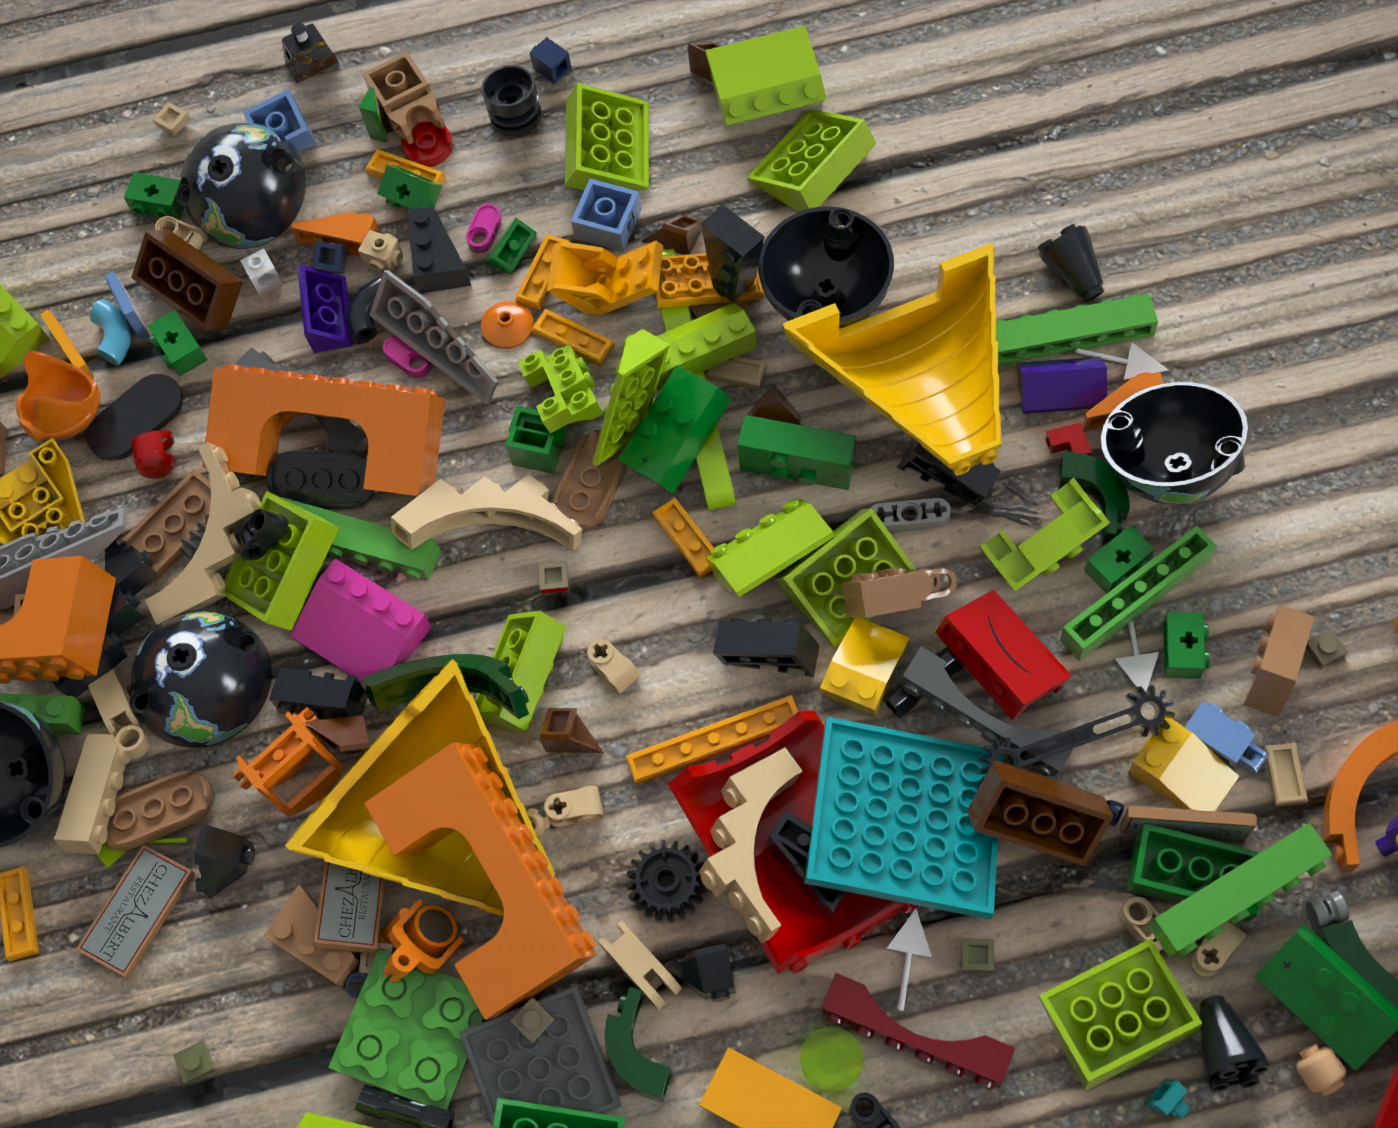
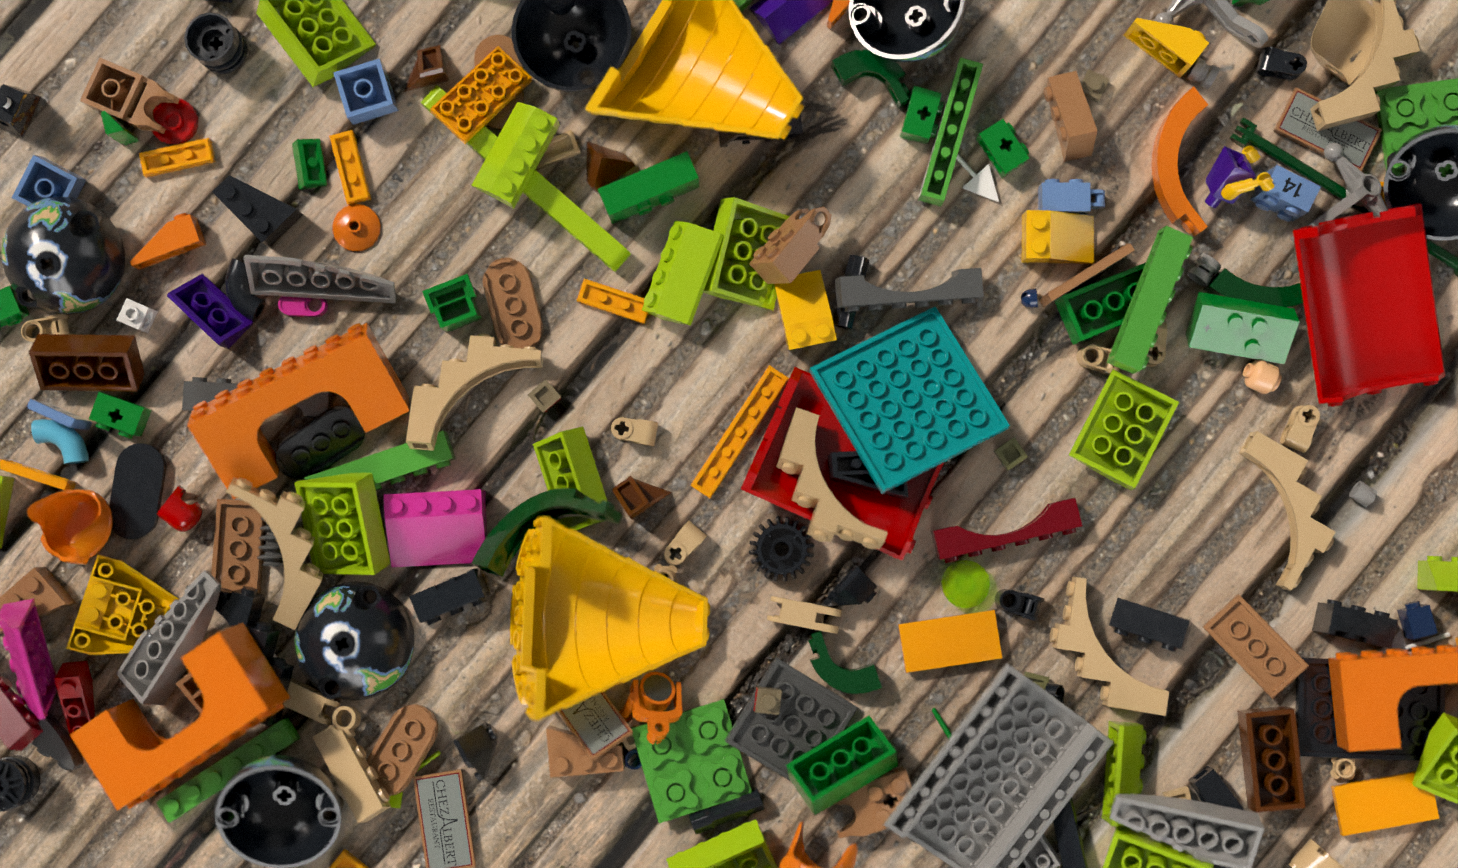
camera: 45 degrees left, 20 degrees up
(260, 533) = (320, 517): black piece -> none
(286, 758) = (470, 655): orange animal -> none
(329, 256) = (181, 268): dark blue brick -> none
(343, 734) = (495, 610): reddish brown slope -> none
(380, 252) = (217, 237): tan brick -> none
(397, 183) = (185, 172): green brick -> none
(485, 223) = (274, 158): dark pink piece -> none
(539, 929) = (621, 599): orange arch -> none
(570, 382) = (450, 248): lime bracket -> none
(583, 340) = (414, 205): light orange tile -> none
(599, 280) = (406, 146): light orange bracket -> none
(631, 392) = (502, 229): lime slope -> none
(674, 429) = (551, 231): green brick -> none
(731, 252) = (497, 69): black wedge -> none
(766, 643) = (728, 343): black wedge -> none
(912, 942) = (962, 473): white piece -> none
(917, 505) = (773, 171): light grey beam -> none
(1002, 653) = (892, 239): red panel -> none
(1039, 813) = (993, 338): reddish brown brick -> none
(1056, 540) = (869, 136): lime bracket -> none
(1068, 438) = (827, 43): red piece -> none
(1084, 734) = (982, 268): black arm -> none
(1168, 1100) = (1183, 460): teal tile -> none
(1228, 1047) = (1199, 402): black cone -> none
(1285, 775) = (1121, 194): tan tile -> none

